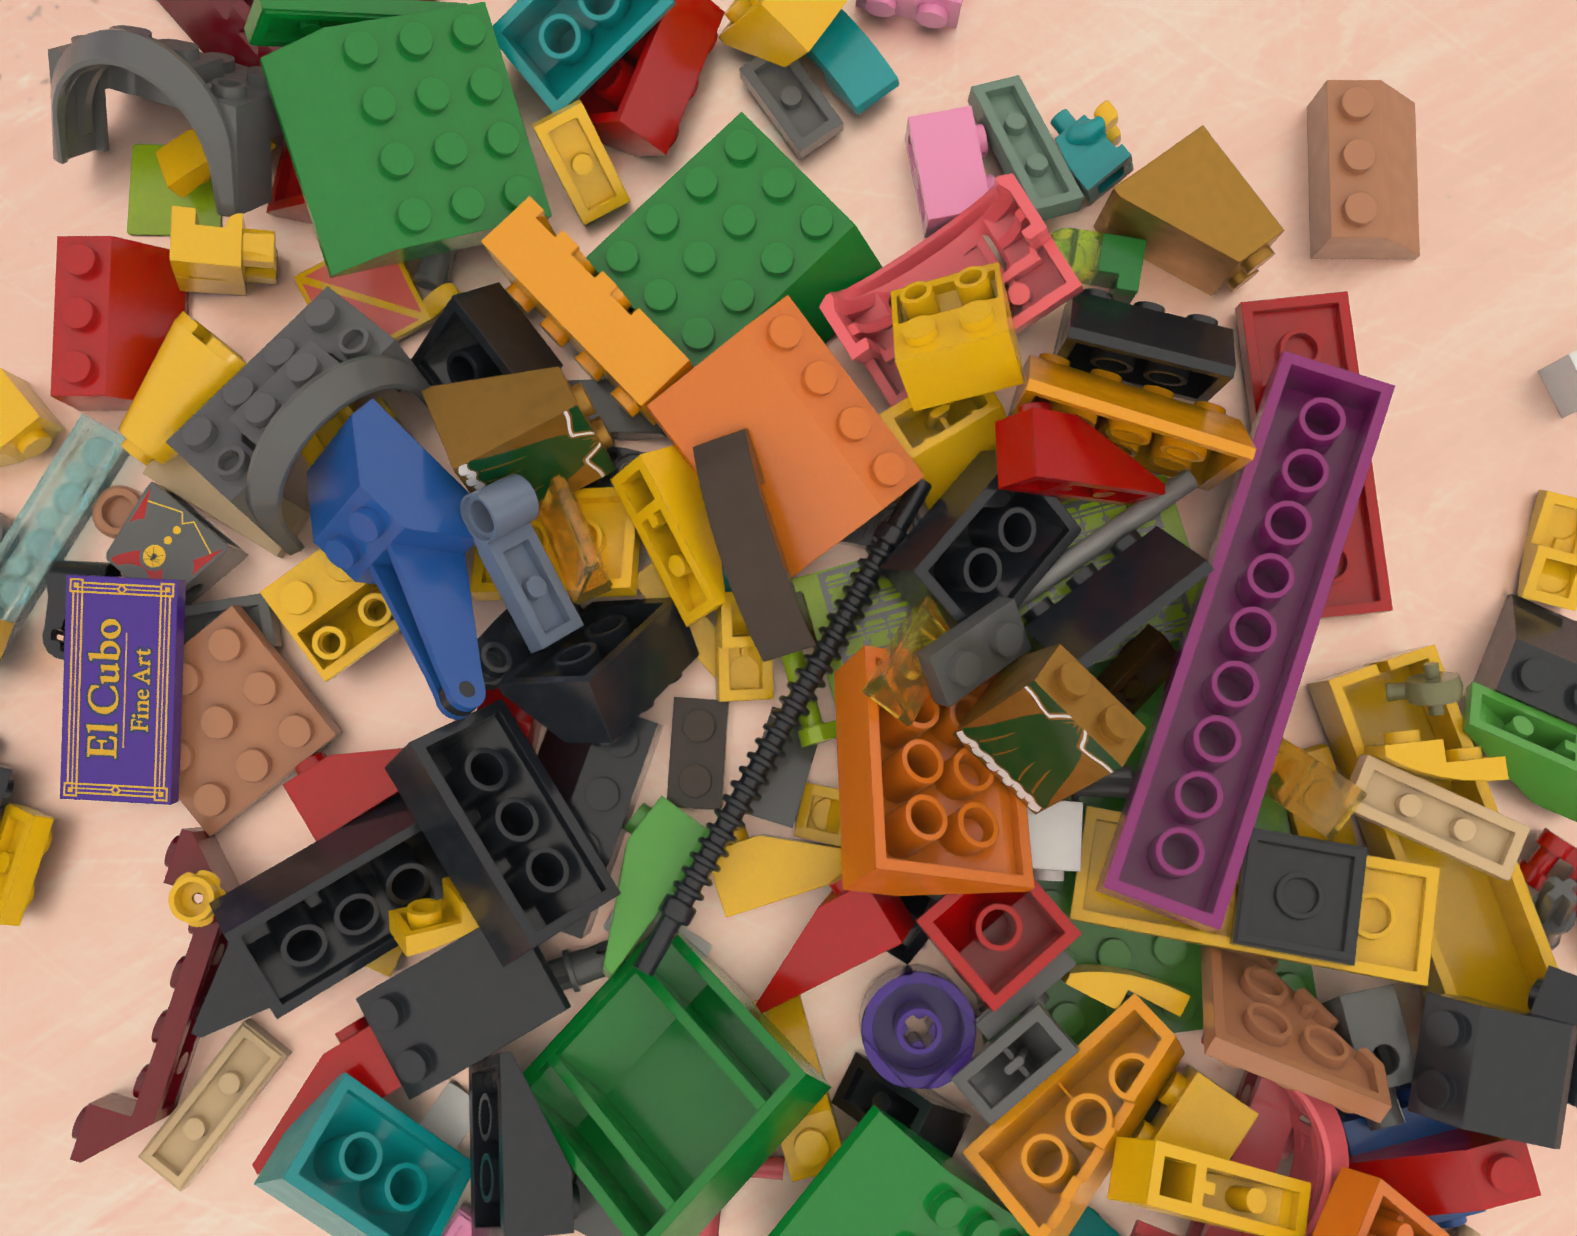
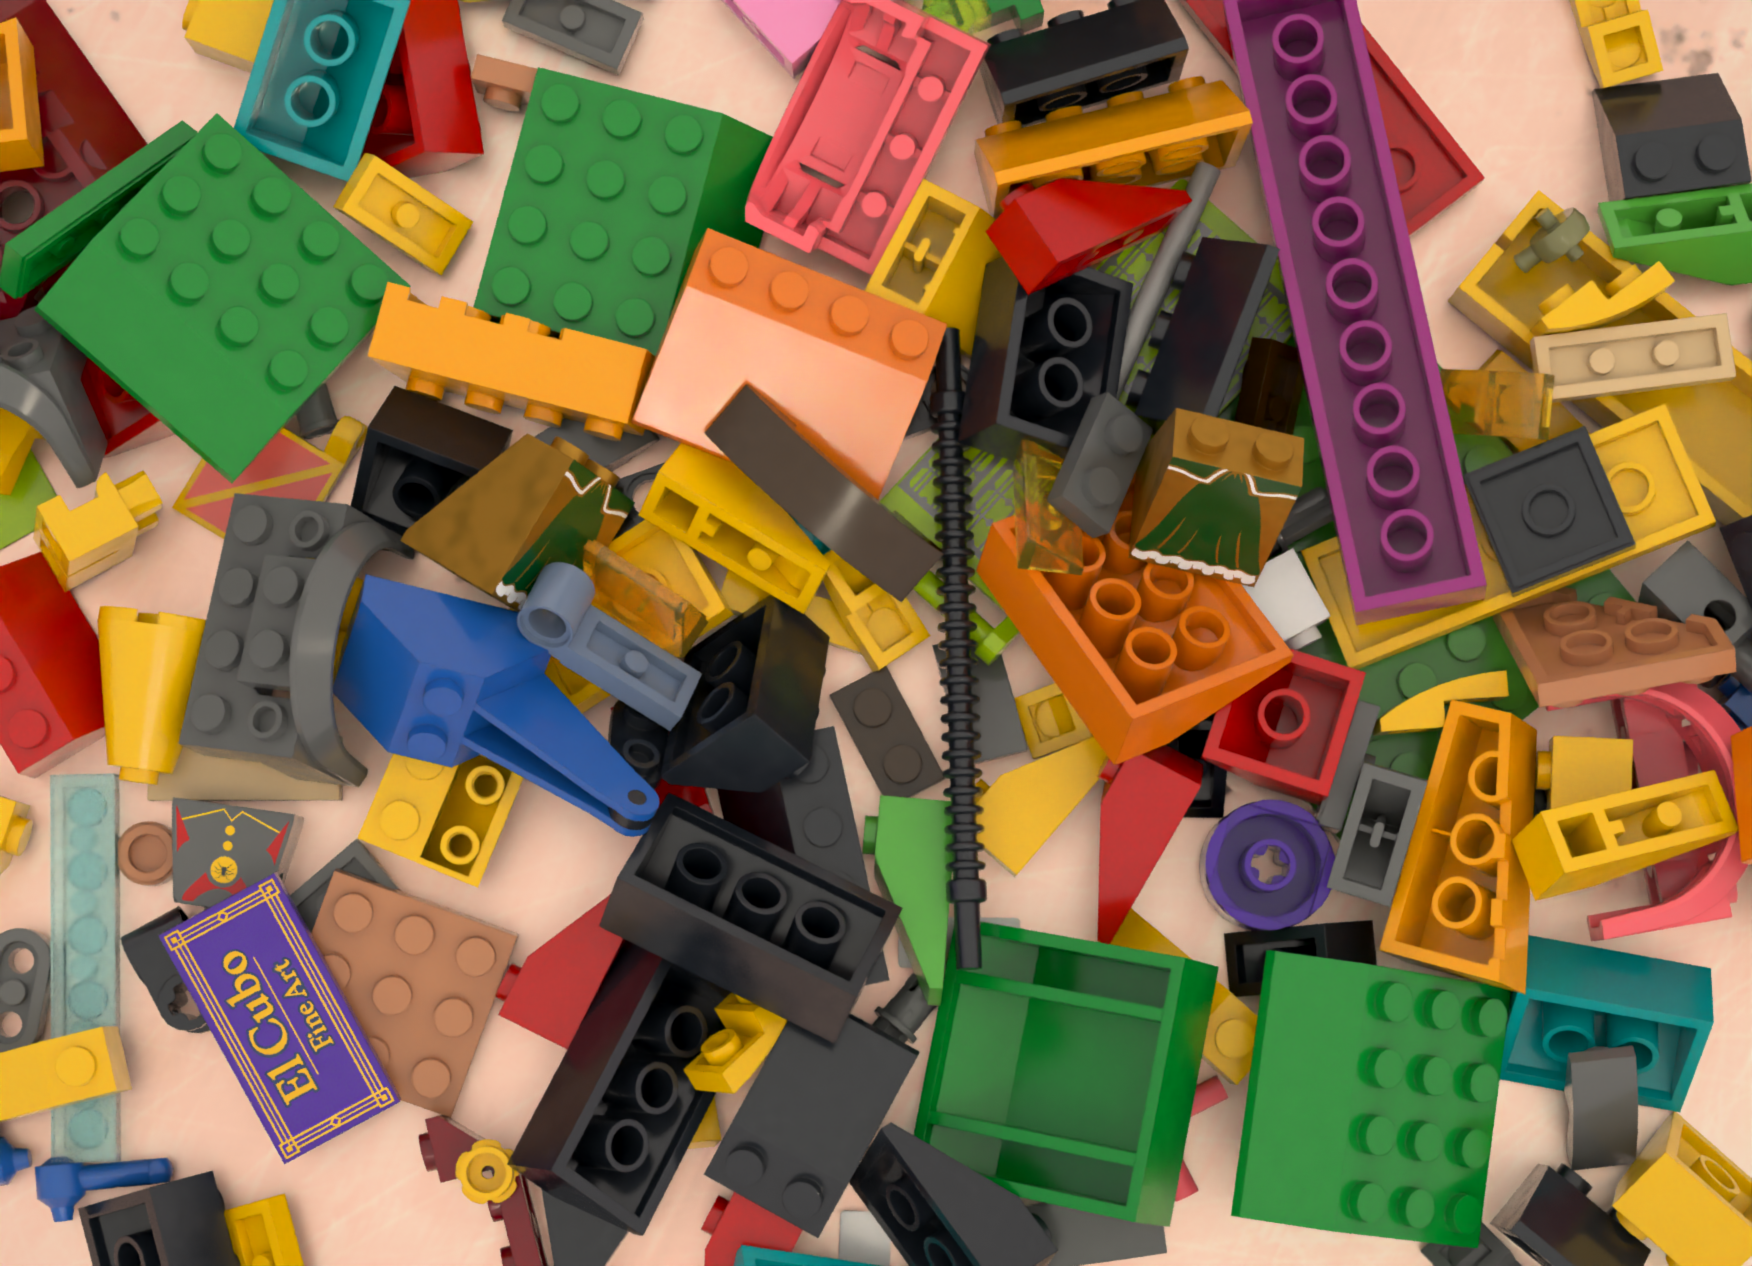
camera: 35 degrees left, 0 degrees up
(710, 110) = (503, 82): none -> nougat plate
(955, 337) = (895, 169): yellow slope -> none

